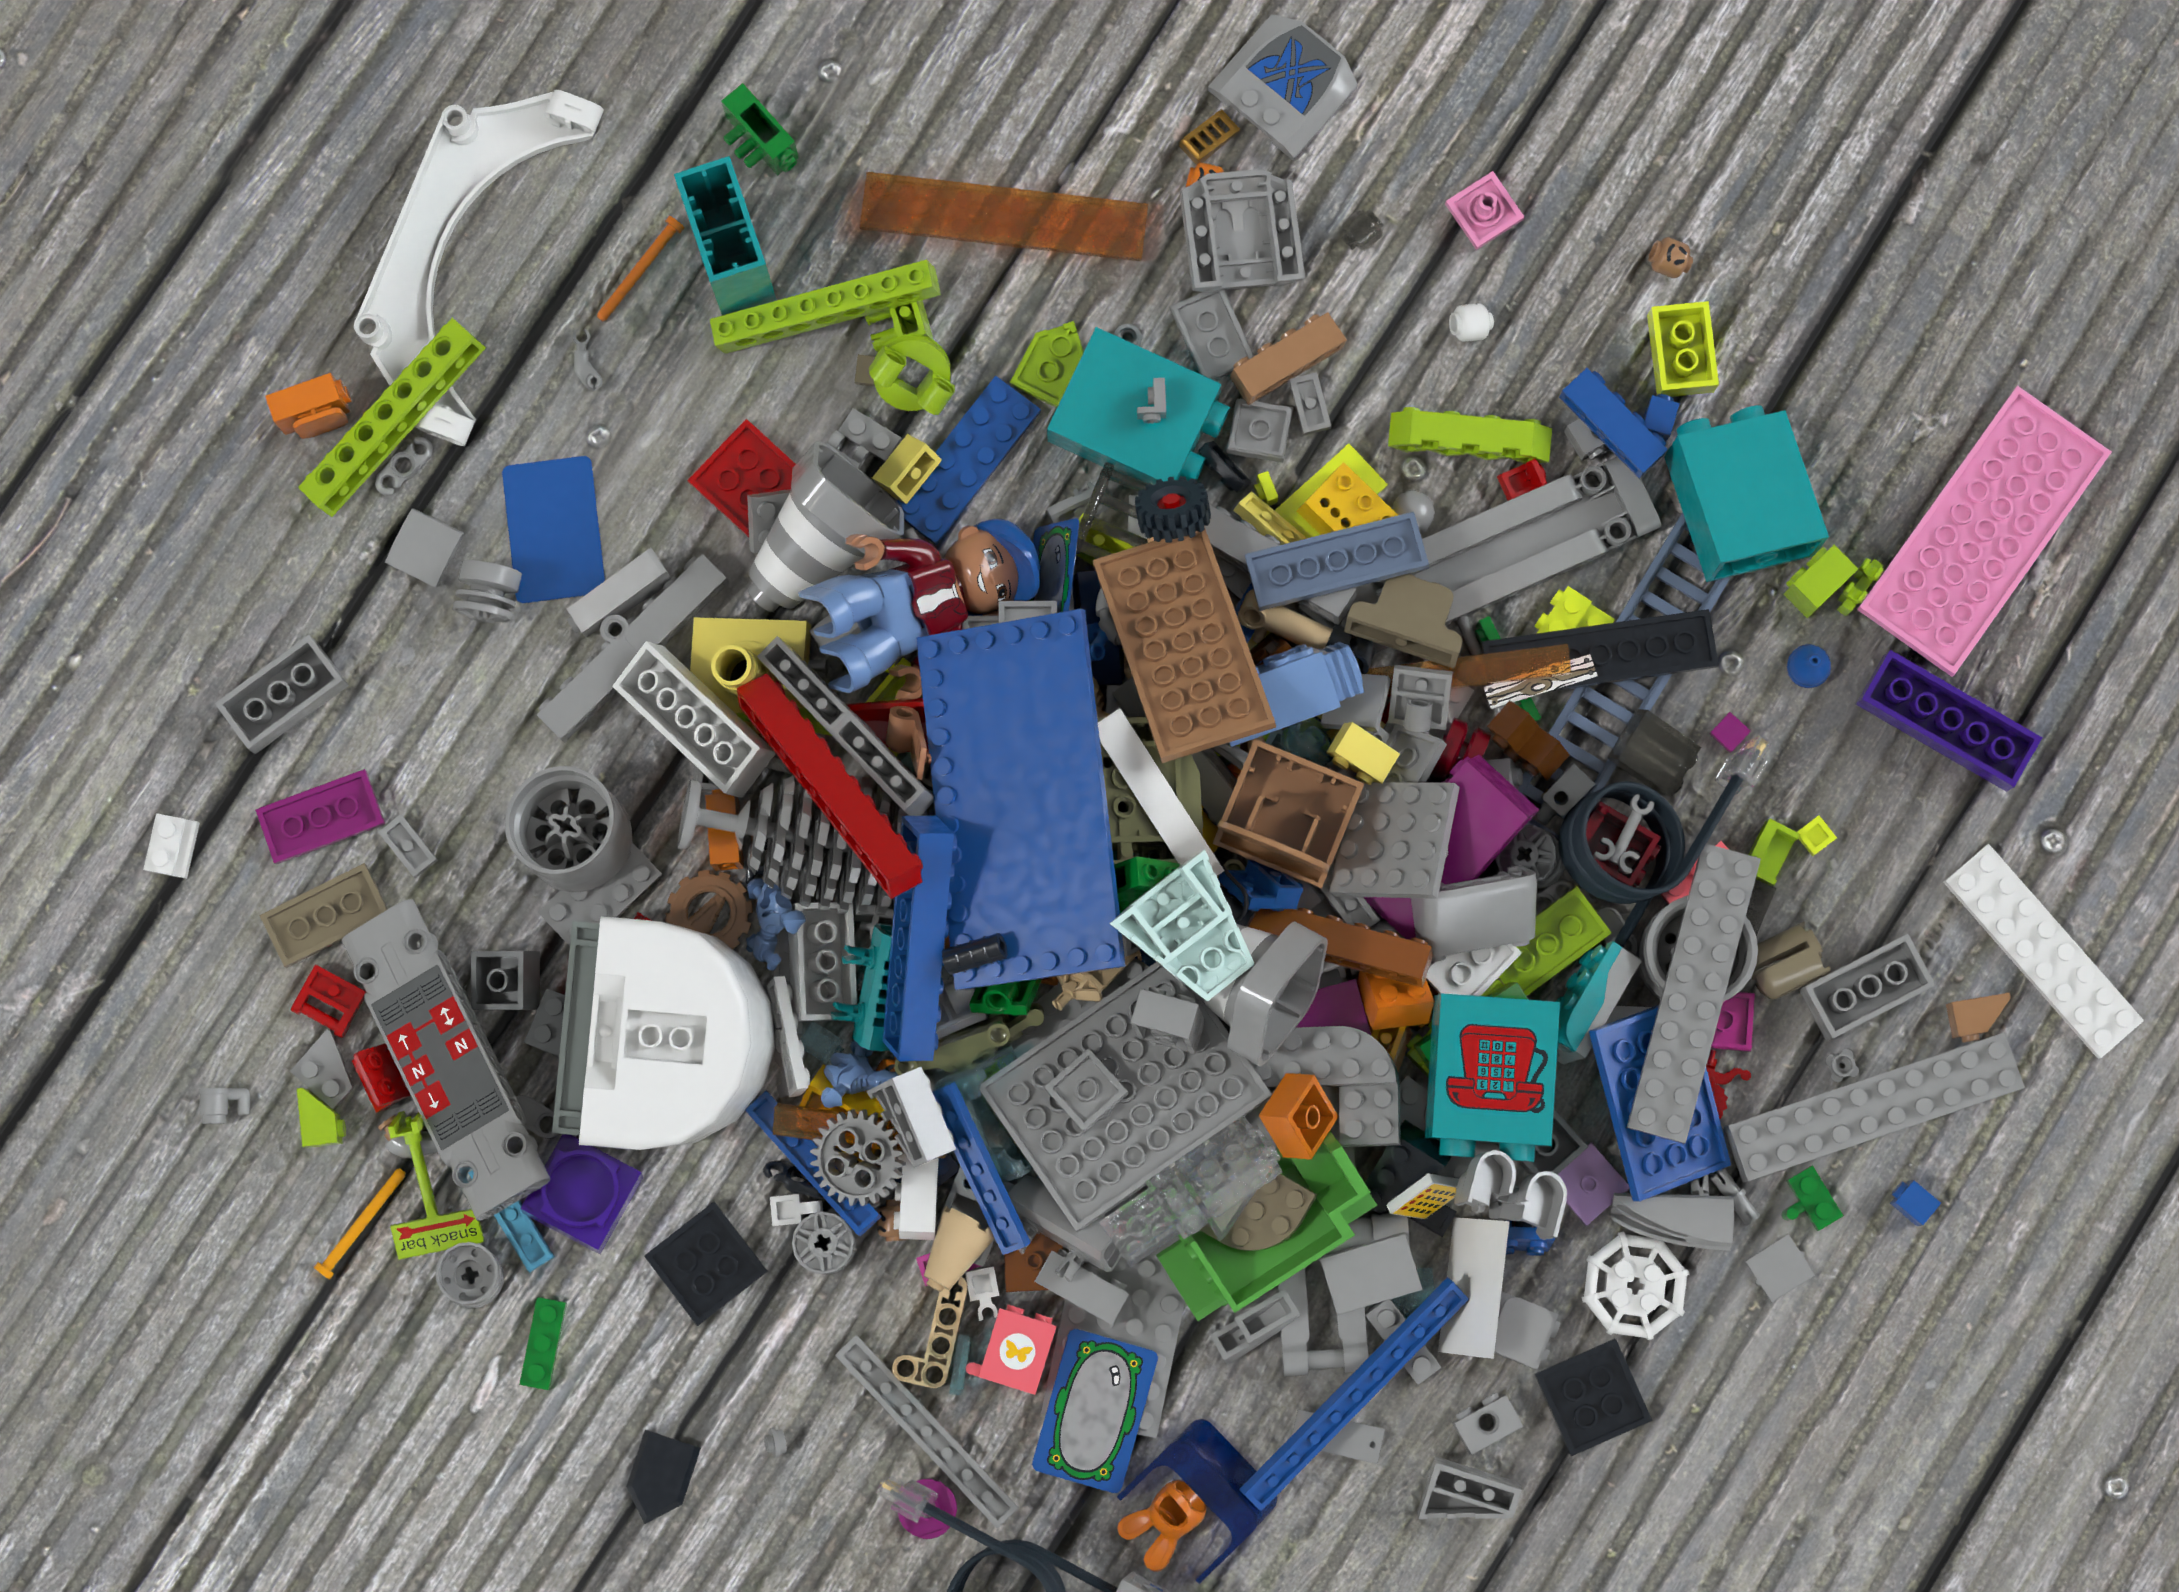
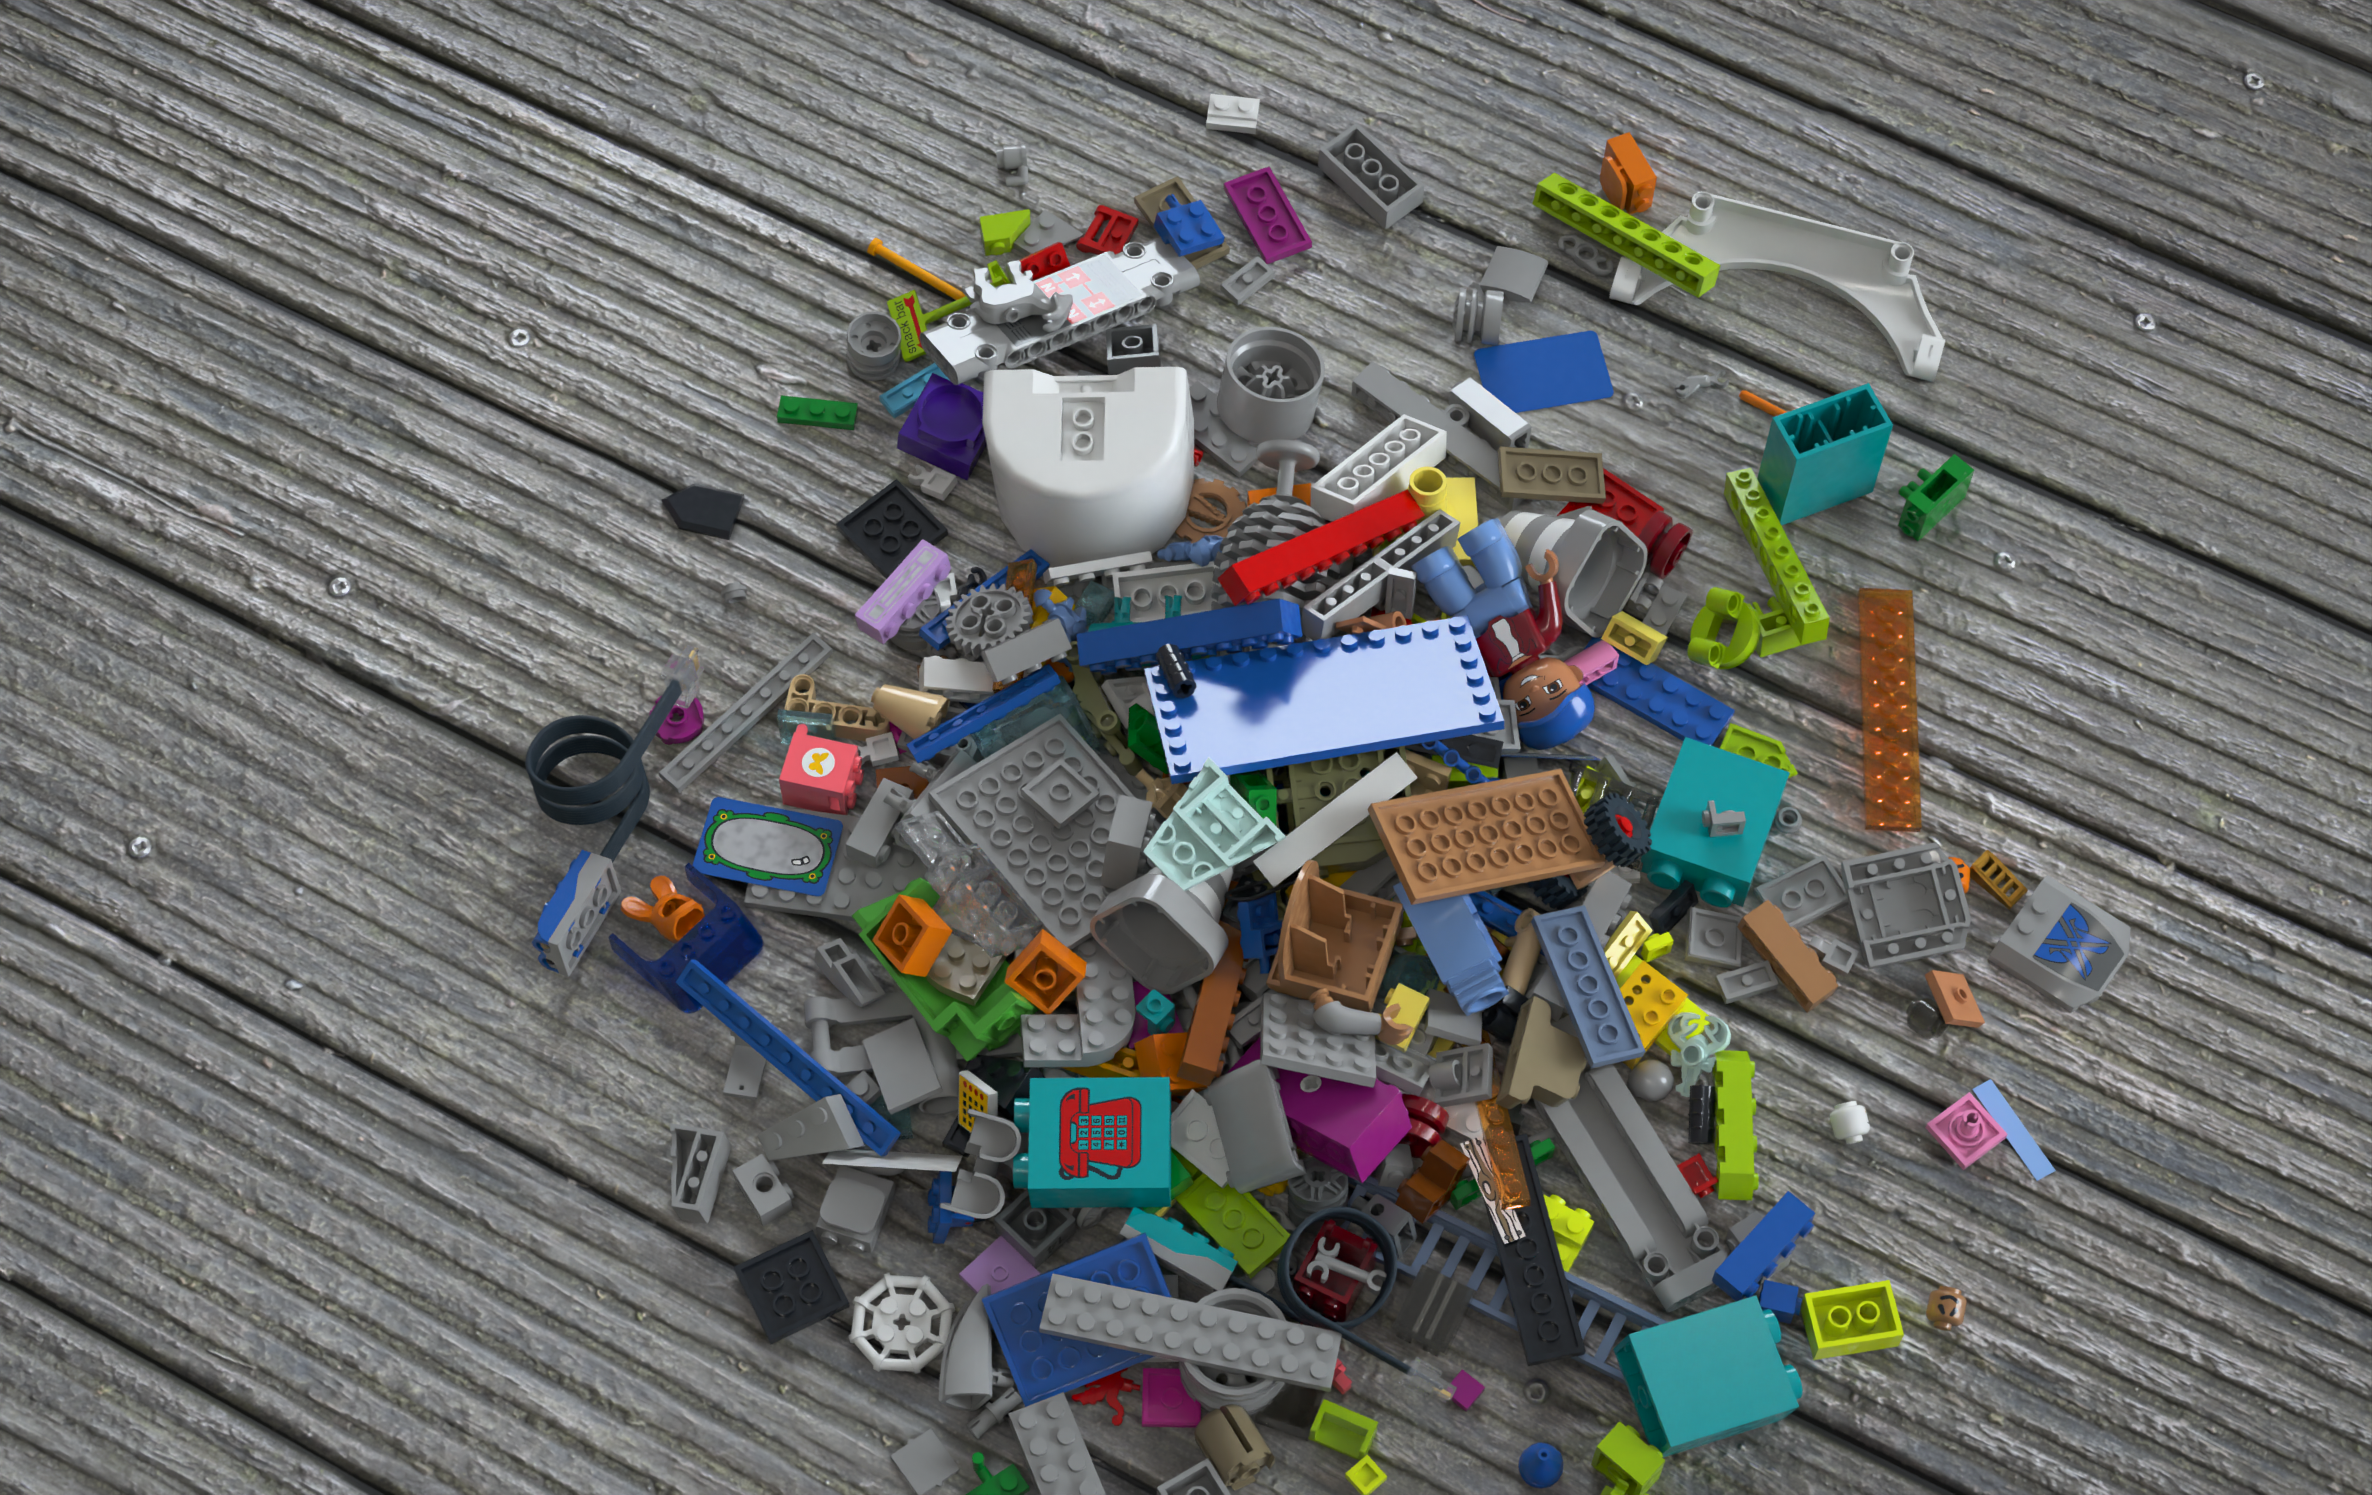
camera: 85 degrees right, 20 degrees down
(342, 907) = (1187, 227): none -> blue plate
(446, 1107) = (1016, 300): none -> light grey animal
(649, 1212) = (934, 483): none -> white plate
(704, 533) = (1551, 475): none -> dark tan plate
(799, 426) = (1664, 543): none -> dark red wheel
(815, 1250) = (903, 592): none -> lavender brick
(870, 707) = (1401, 591): none -> light grey plate
(936, 520) = (1595, 661): none -> bright pink brick
(1246, 1255) = (912, 935): none -> orange brick
(1286, 310) = (1837, 956): none -> light grey plate
(1344, 1004) = (1158, 1012): none -> teal bracket
(1346, 199) = (1954, 999): none -> nougat plate
(1381, 814) = (1340, 1019): none -> piece
(1388, 462) = (1696, 1050): none -> light aqua animal
(1440, 1369) = (814, 1130): none -> light grey wedge
(1458, 466) = (1701, 1115): none -> black axle
(1480, 164) = (2017, 1133): none -> light blue sticker

